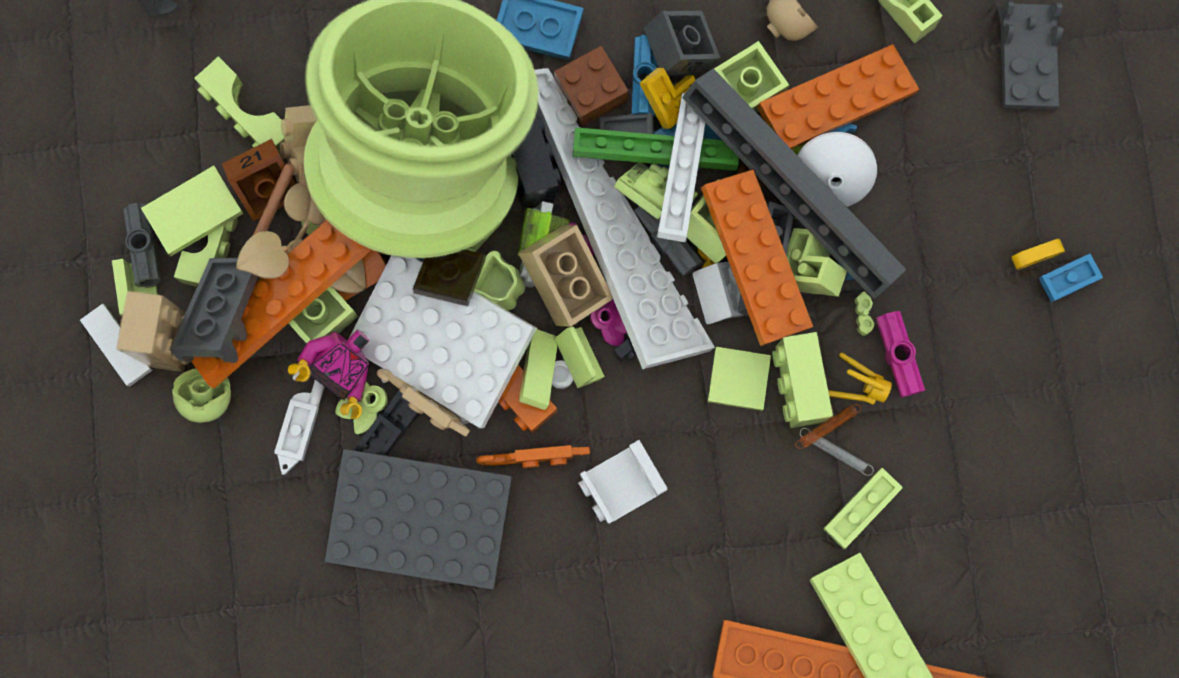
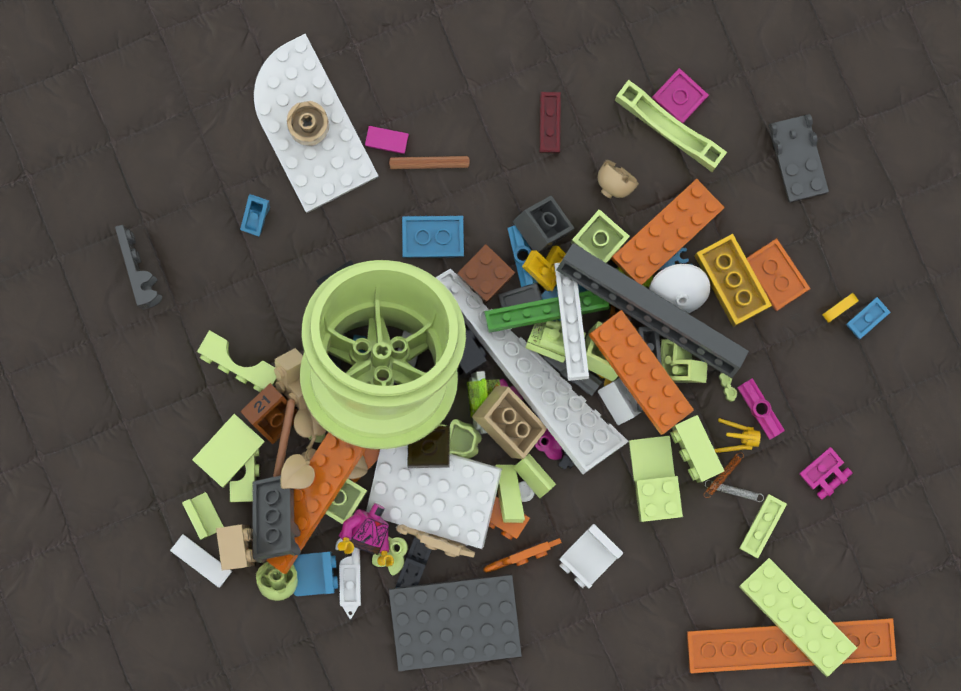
camera: 20 degrees left, 5 degrees up
(145, 259) = (203, 495): dark grey piece -> none
(255, 402) = (315, 574): none -> dark azure bracket
(734, 432) = (658, 498): none -> yellowish green brick
(908, 180) = (733, 280): none -> yellow brick
(961, 454) = (821, 468): none -> dark pink plate
(964, 191) = (777, 274): none -> orange tile

